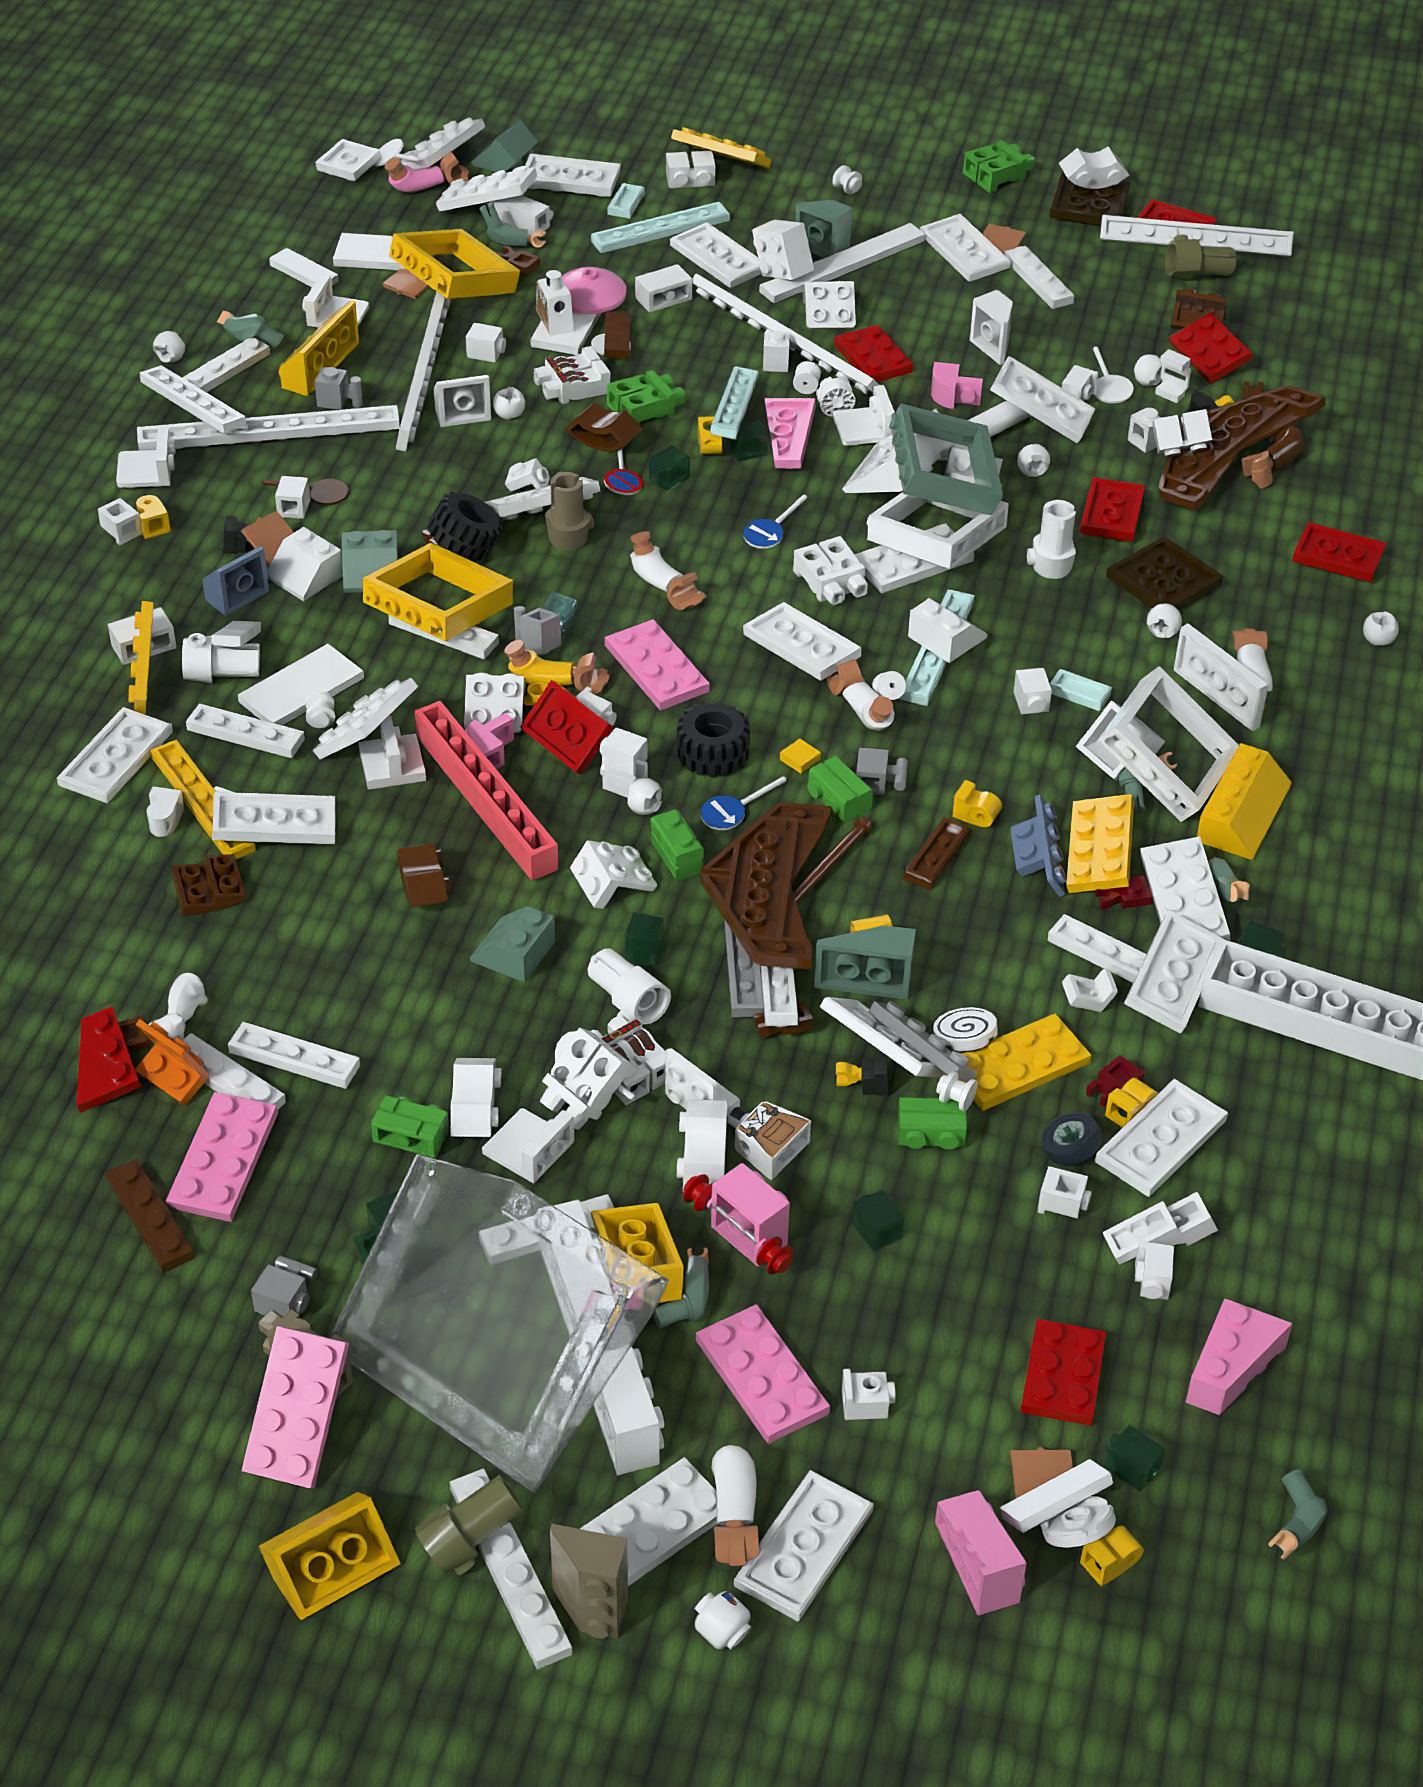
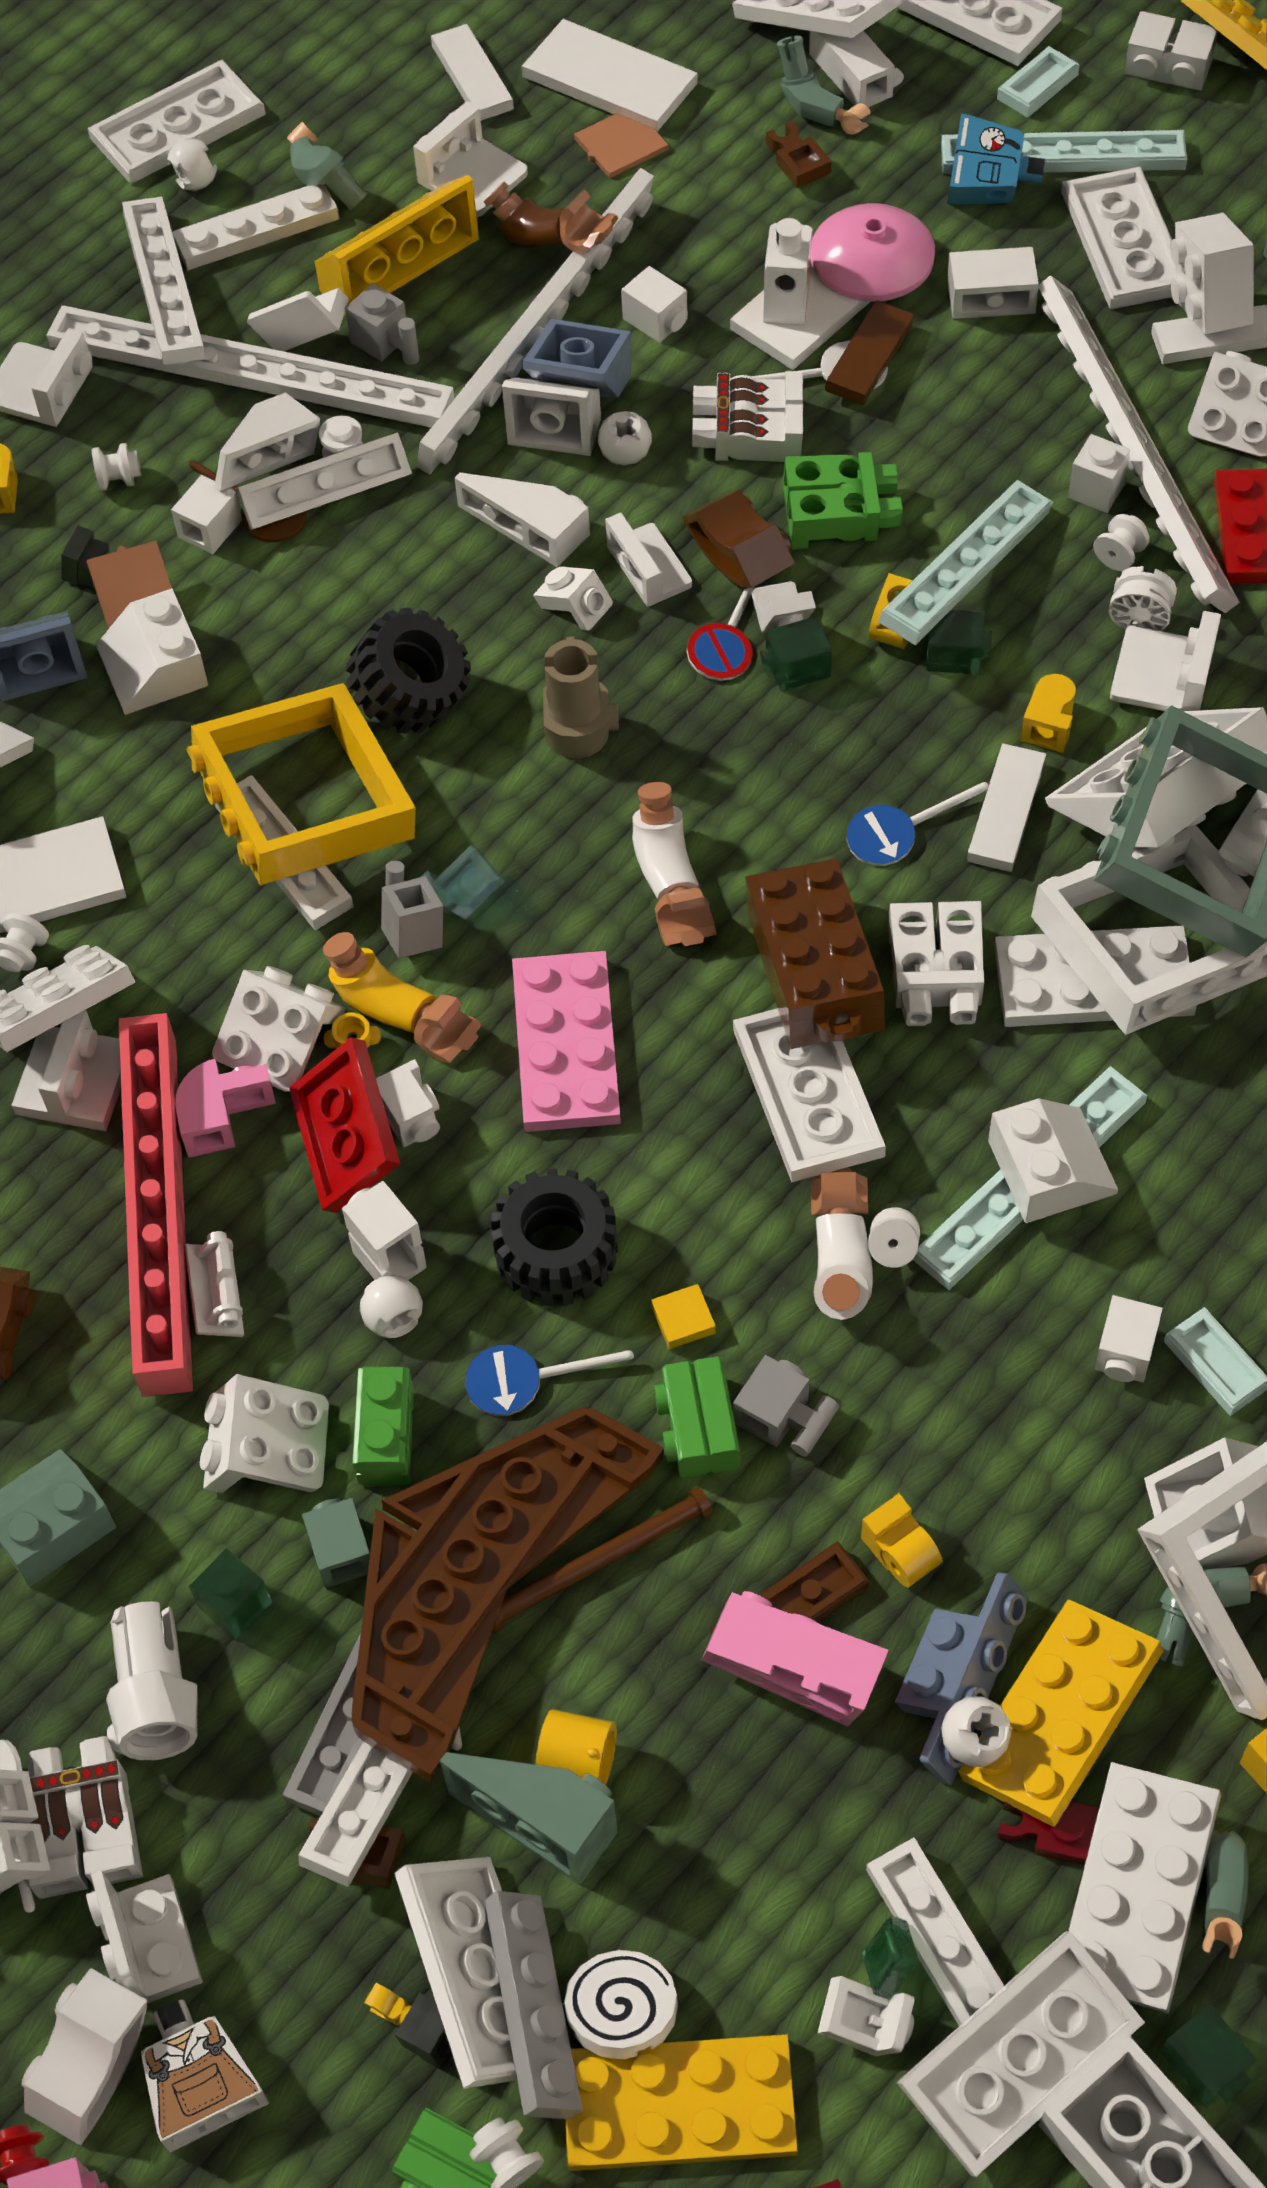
camera: 30 degrees right, 15 degrees up
(134, 336) = (195, 108): none -> white tile
(225, 489) = (116, 466): none -> white wheel
(288, 394) = (299, 319): none -> white panel
(310, 451) = (267, 439): none -> white slope
(348, 449) = (339, 435): none -> white wheel
(351, 464) = (323, 481): none -> white plate
(365, 554) = (245, 671): sand green slope -> none
(389, 325) = (534, 226): none -> piece
(464, 366) = (581, 356): none -> sand blue slope
(478, 448) = (527, 512): none -> white slope
(492, 272) = (741, 191): yellow window -> none
(533, 500) = (521, 646): white plate -> none
(552, 820) = (214, 1287): none -> white hinge
(554, 453) = (646, 560): none -> white panel
(628, 236) = (990, 163): none -> dark azure torso
(646, 448) = (781, 605): none -> white bracket
(686, 900) = (337, 1541): none -> sand green brick
(769, 581) = (815, 954): none -> reddish brown piece
(789, 429) = (1040, 632): bright pink wing -> none
(818, 458) = (1050, 713): none -> yellow leg
(821, 503) = (1006, 807): none -> white tile
(961, 858) = (795, 1657): none -> bright pink wedge
(1069, 853) = (987, 1718): none -> white piece
(1085, 961) = (890, 1957): none -> clear green tile

